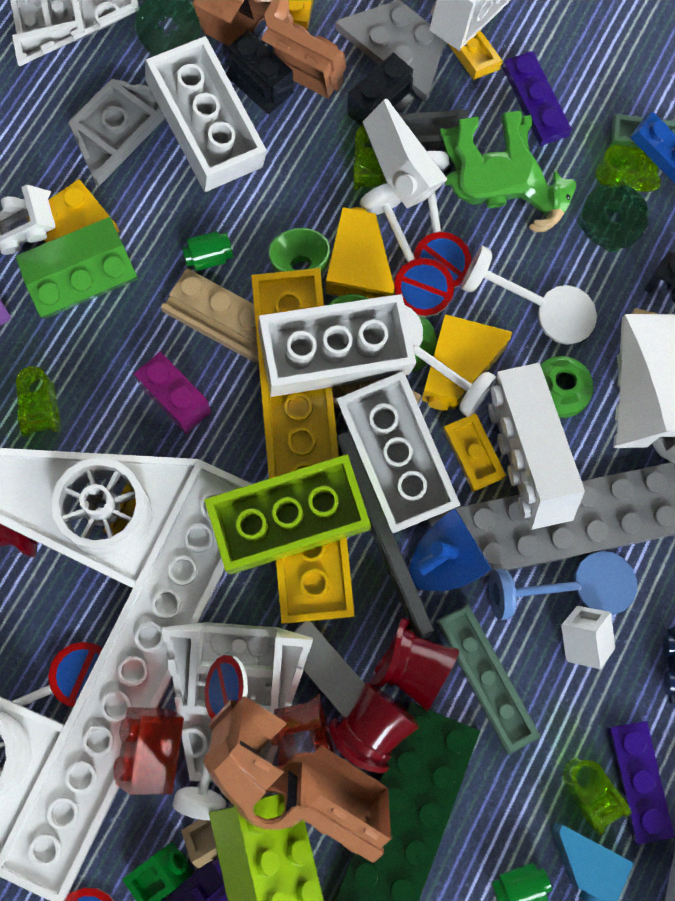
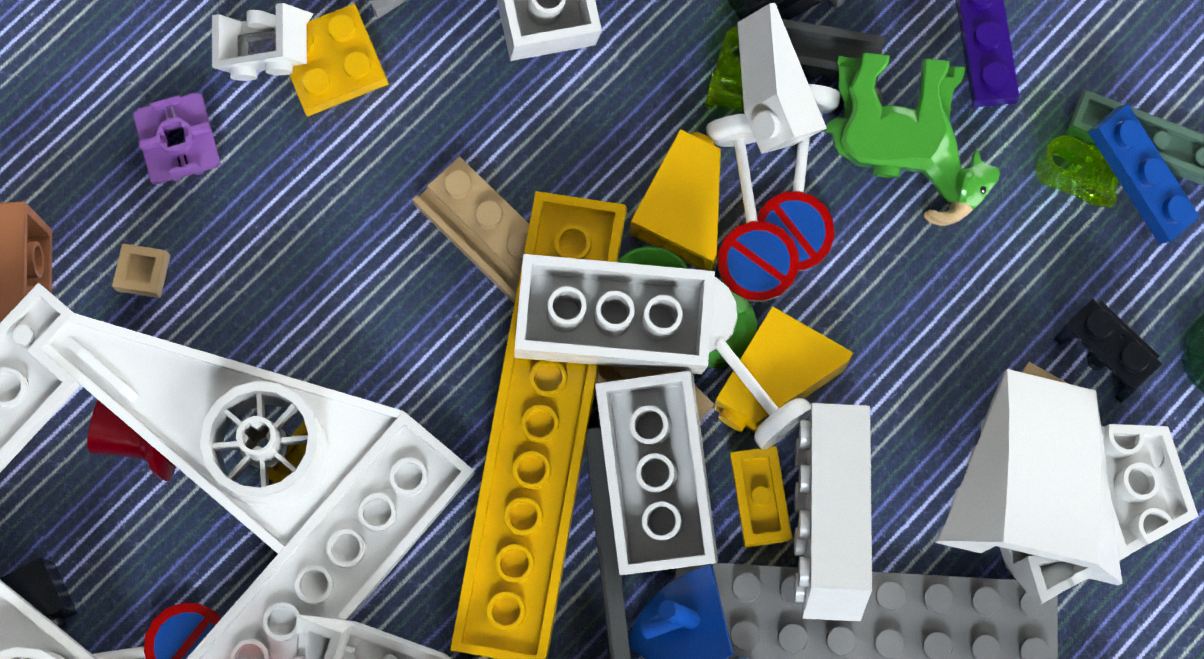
camera: 20 degrees right, 0 degrees up
(36, 409) = (223, 294): clear neon green piece -> none
(76, 268) = (318, 121): bright green slope -> none
(173, 392) = (396, 316): magenta brick -> none
(207, 250) = (491, 140): green brick -> none
(287, 514) = (492, 515): lime brick -> none
(299, 246) = (608, 164): bright green piece -> none
(563, 312) = (935, 342): white piece -> none
(572, 401) = (900, 463): bright green piece -> none
(606, 232) = (1031, 254): clear green plate -> none

